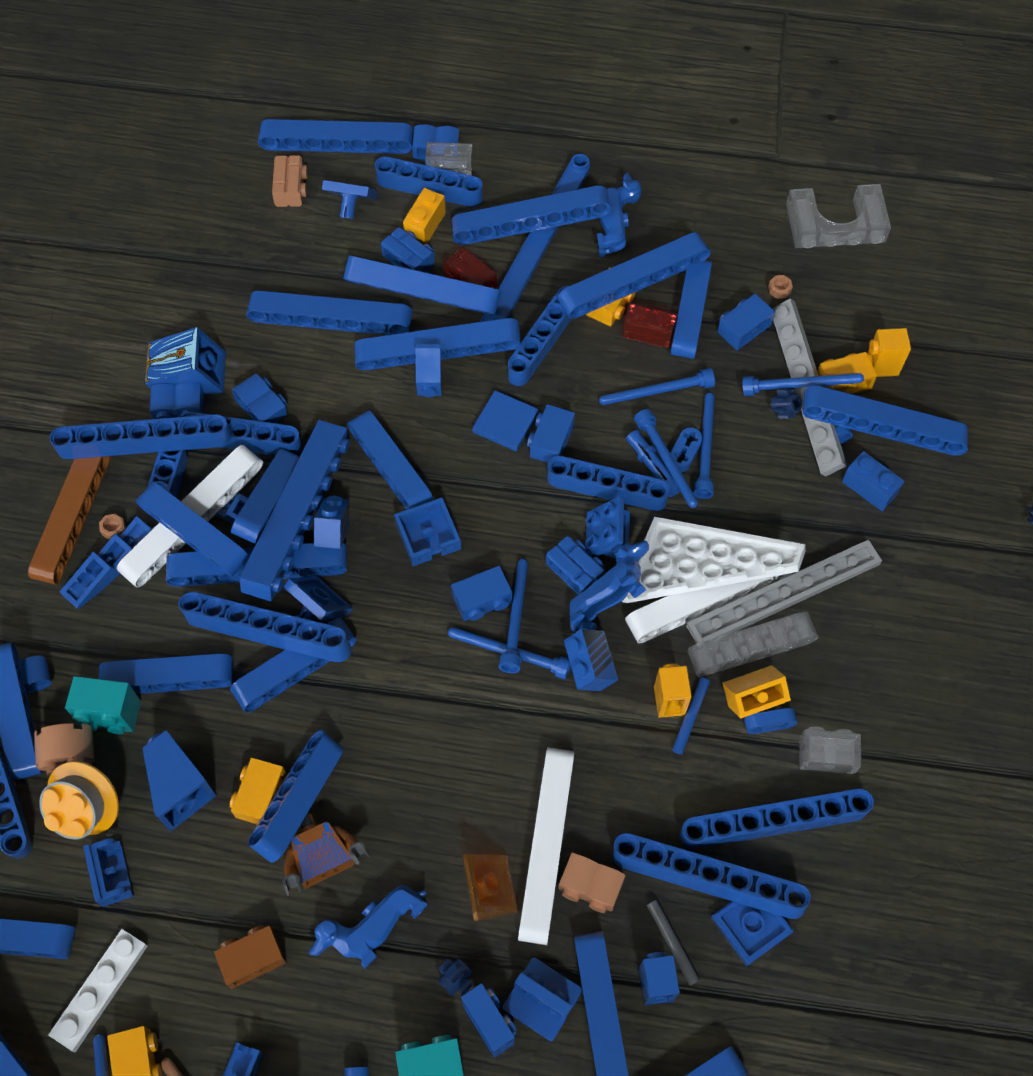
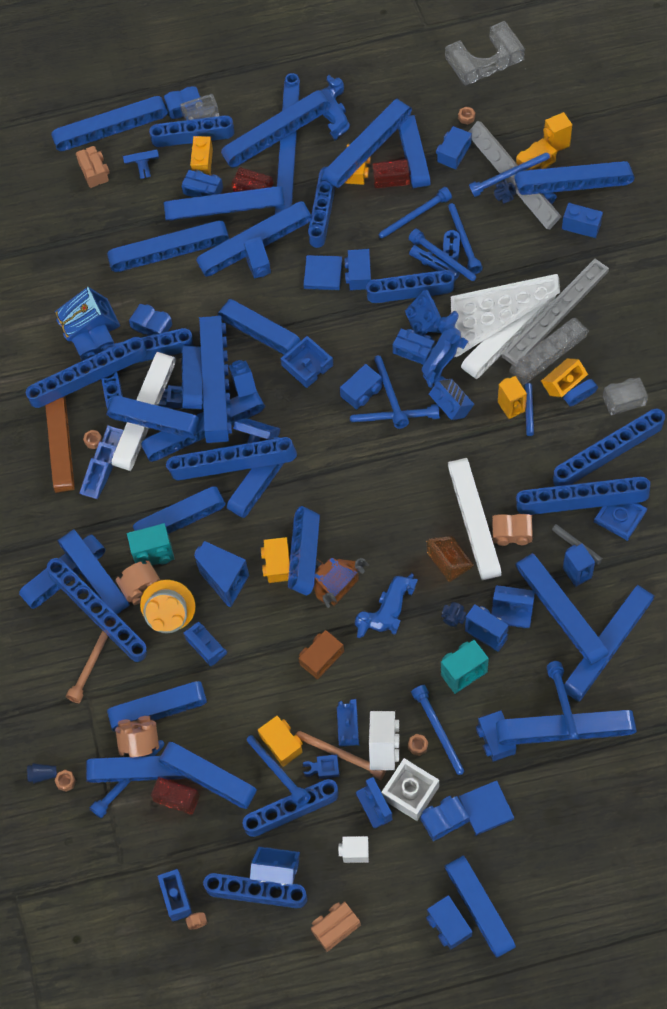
camera: 15 degrees left, 0 degrees up
(97, 991) = (234, 712): white plate -> none

